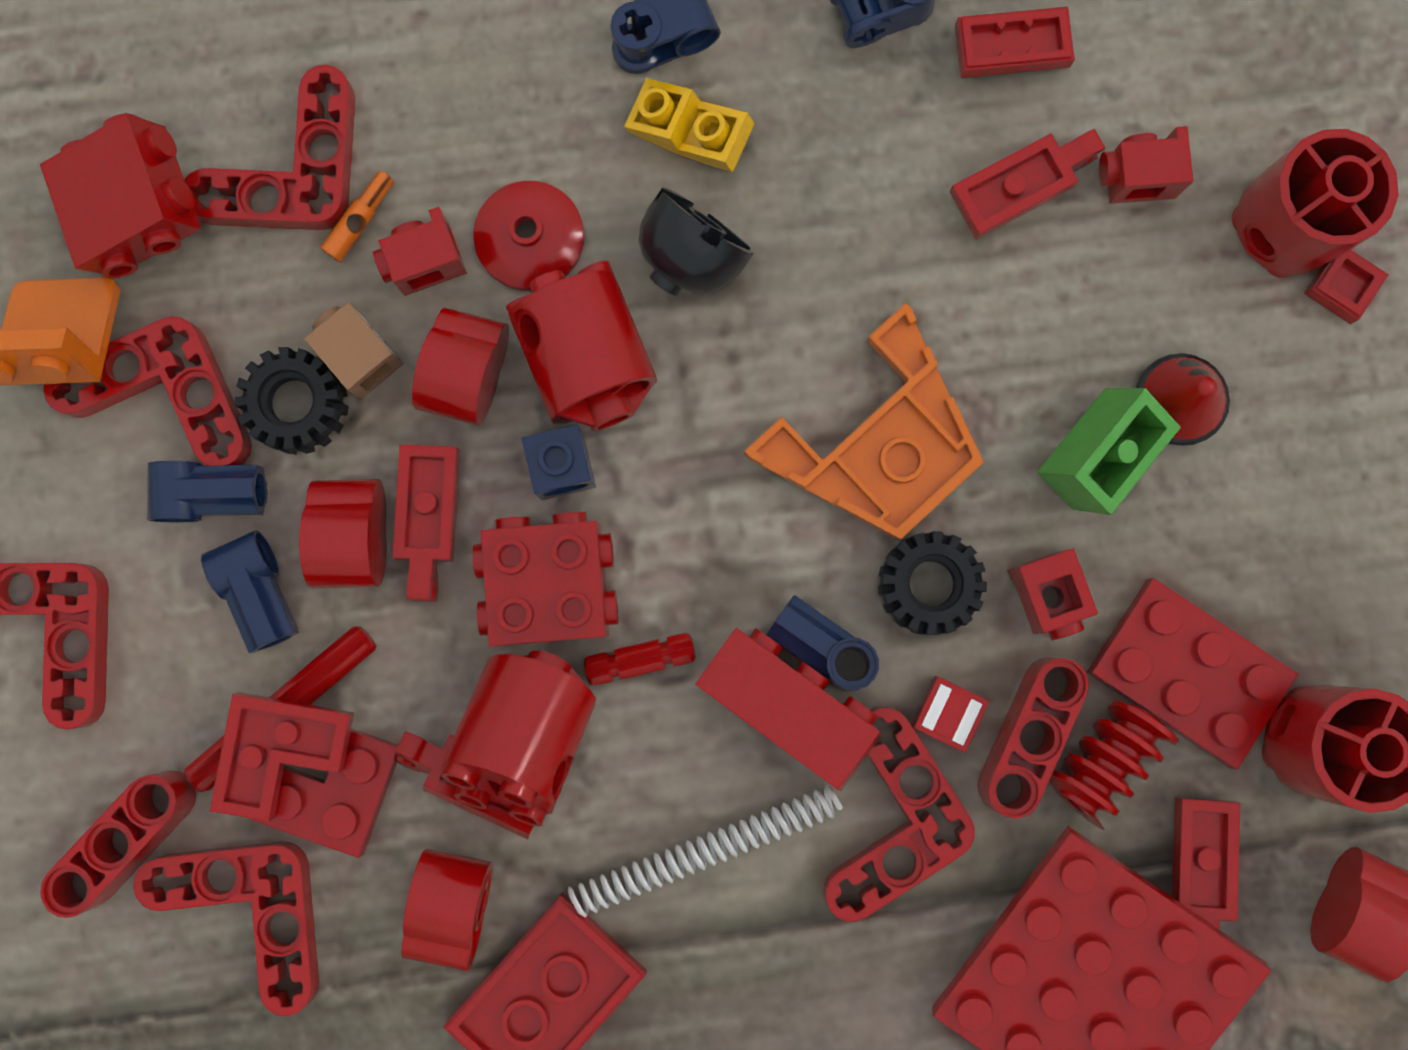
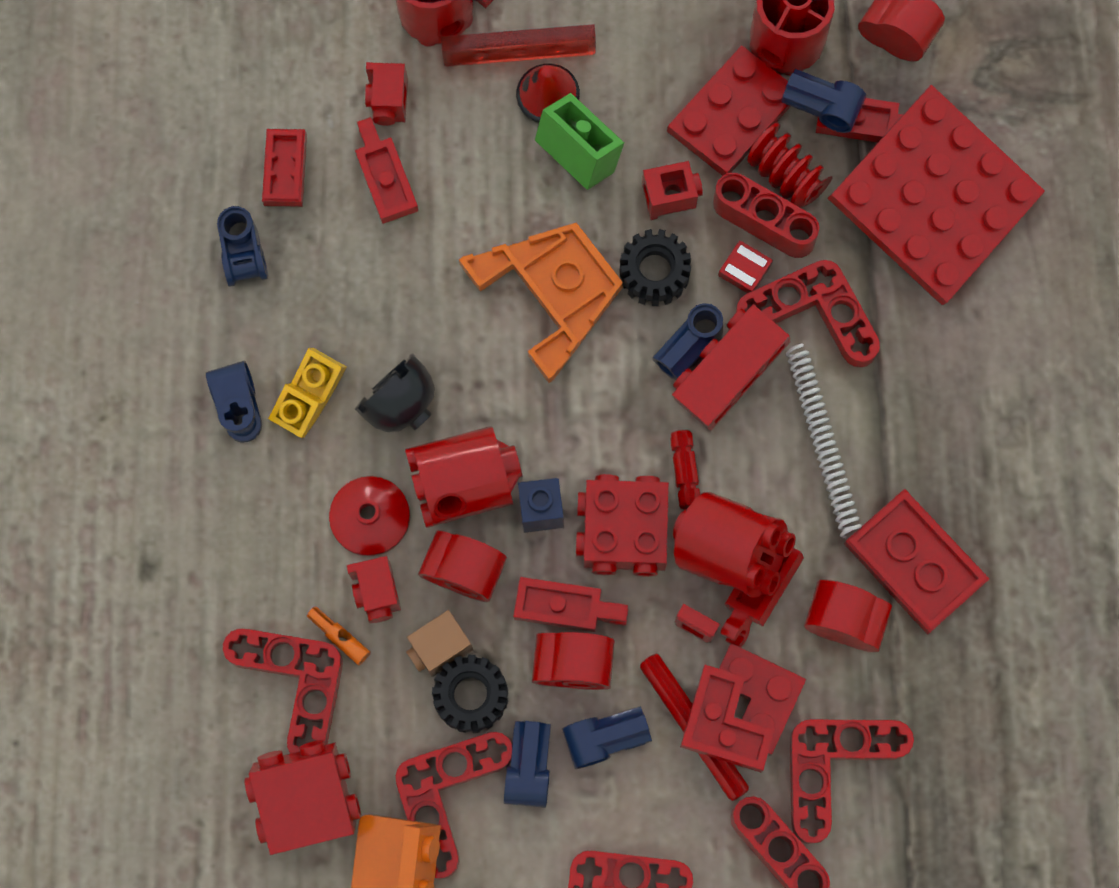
camera: 80 degrees left, 10 degrees down
(417, 698) = (696, 623): none -> red tile
(1220, 821) = (834, 103): none -> dark blue piece
(1249, 345) = (518, 45): none -> clear red tile

